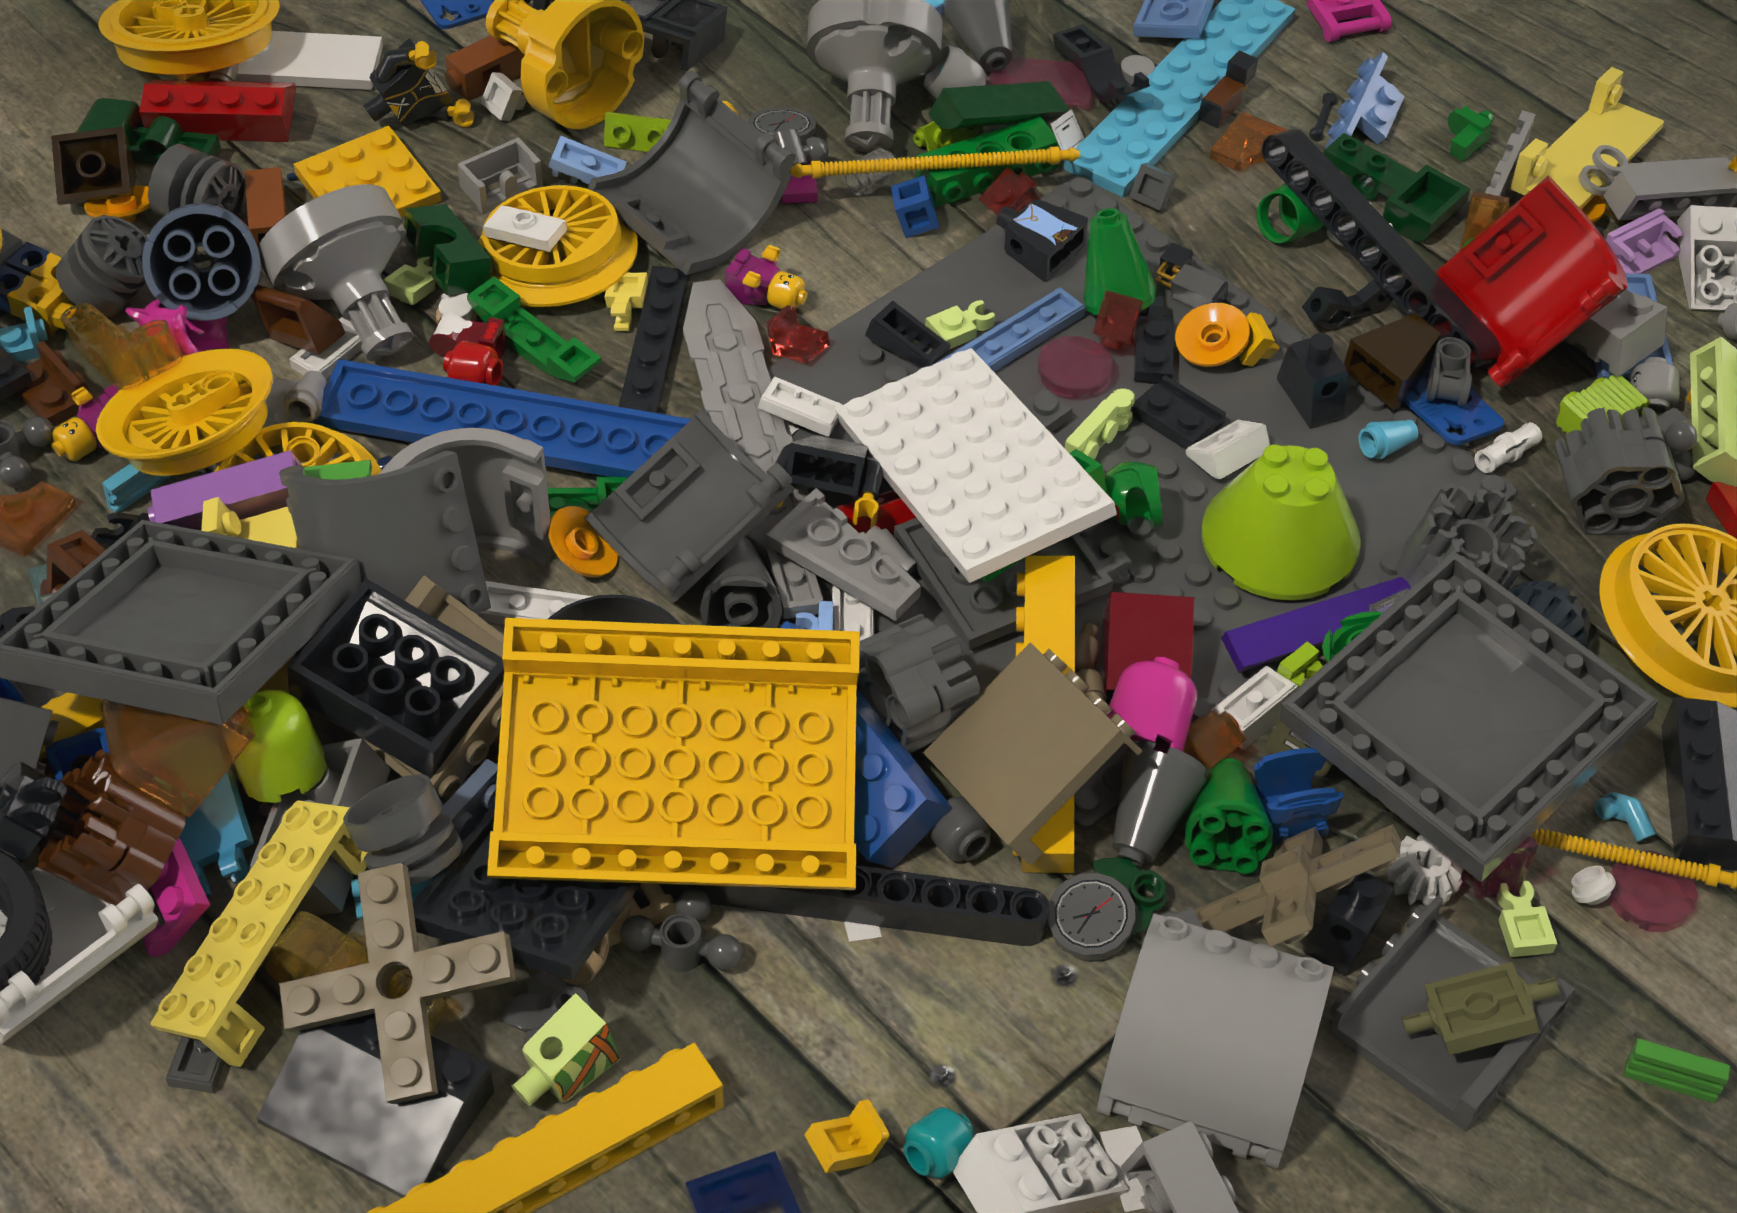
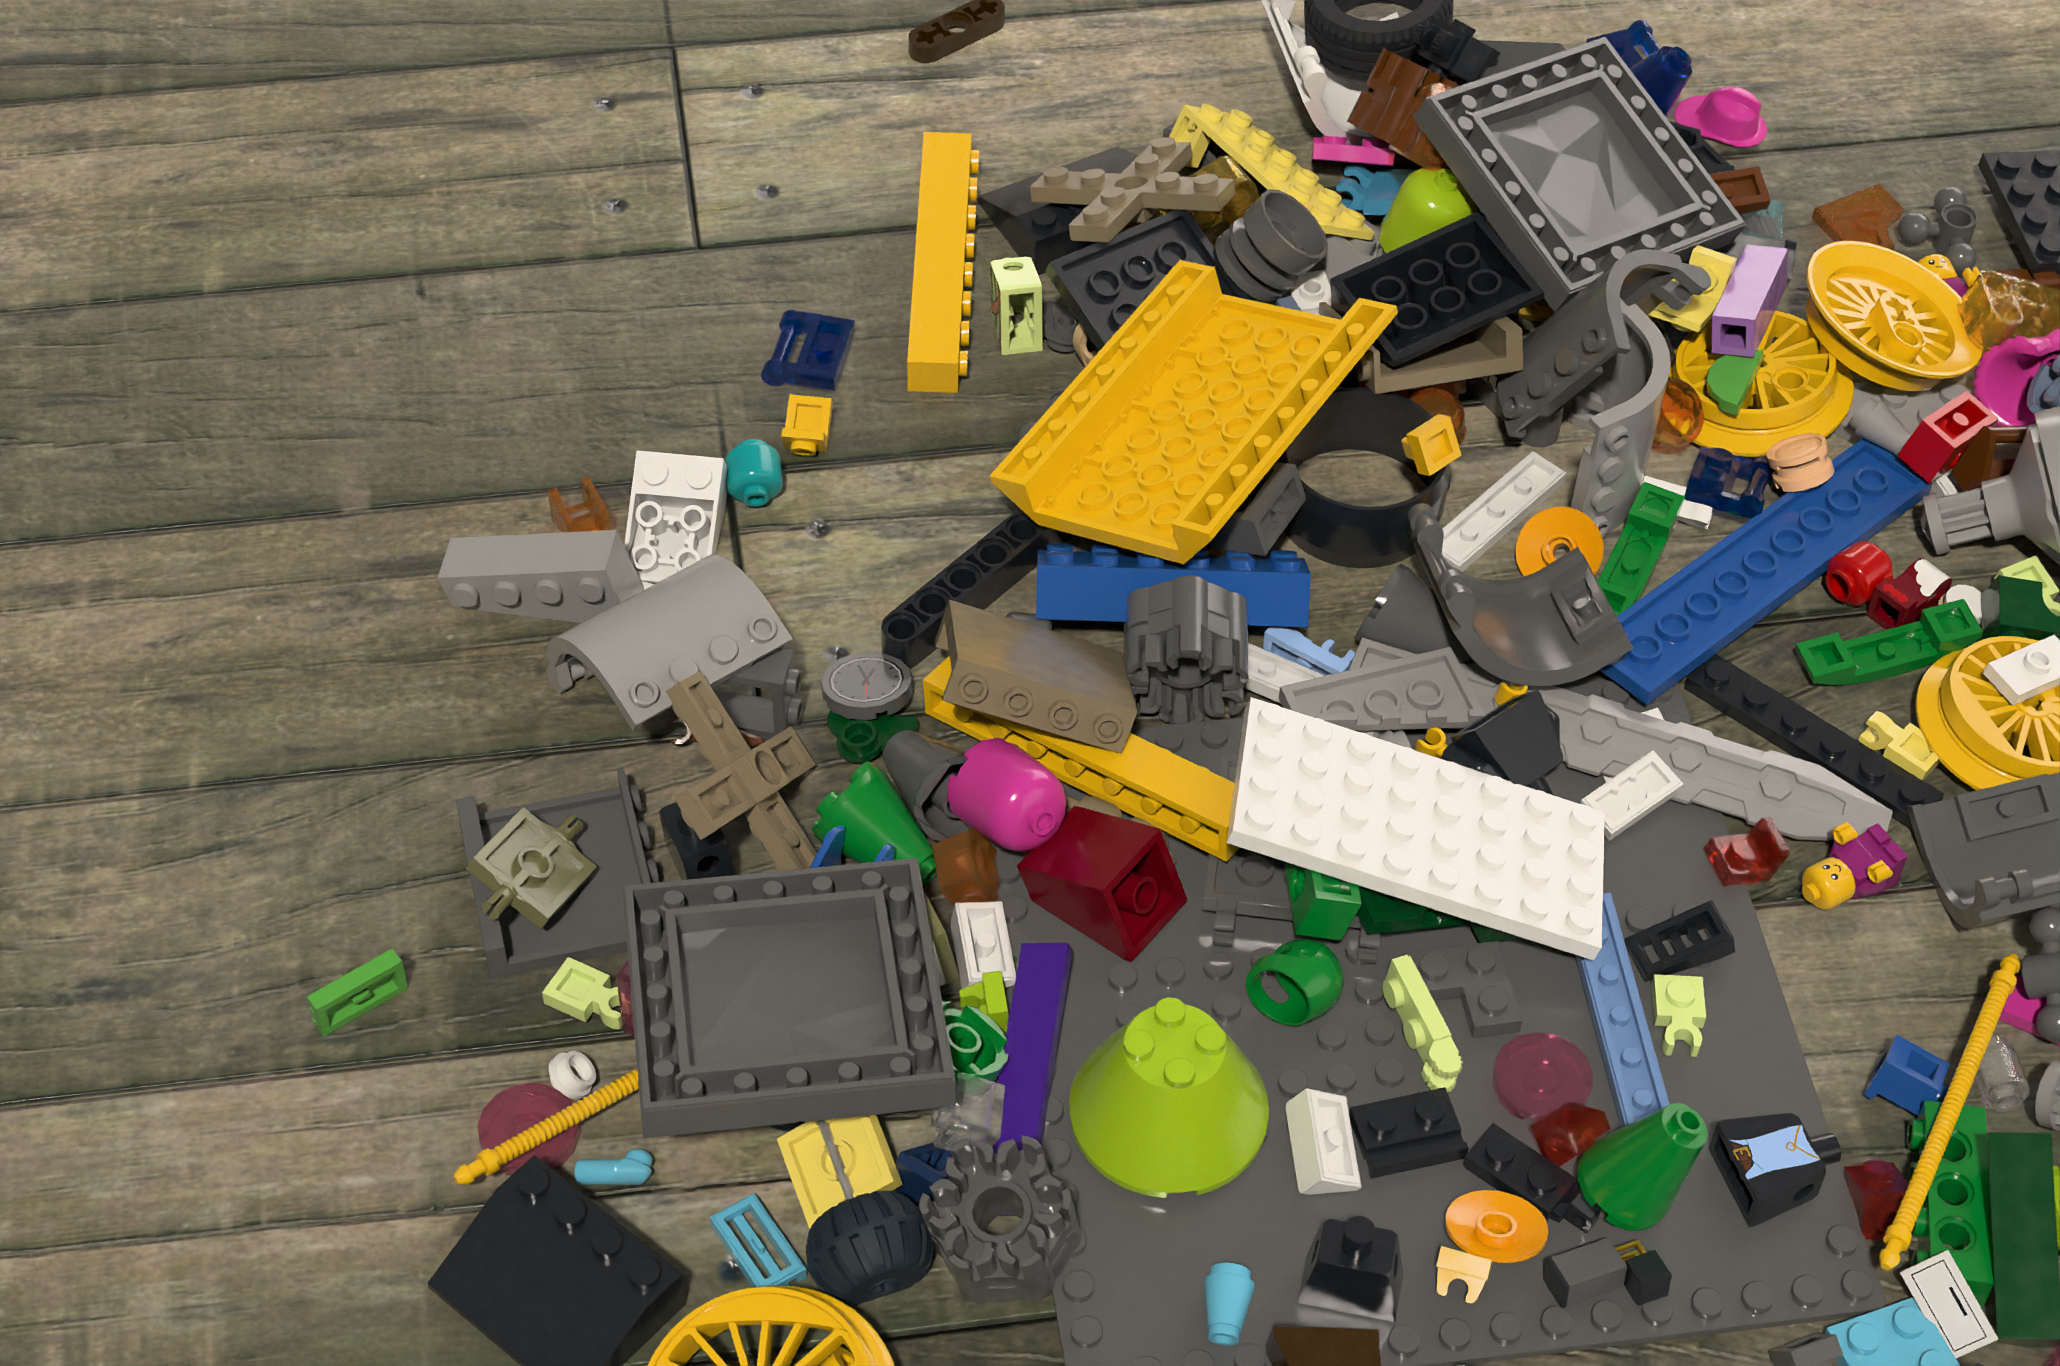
camera: 125 degrees right, 0 degrees up
(301, 345) = (1945, 436): none -> red brick
(383, 427) = (1800, 462): none -> light nougat wheel
(592, 594) = (1432, 445): none -> yellow tile

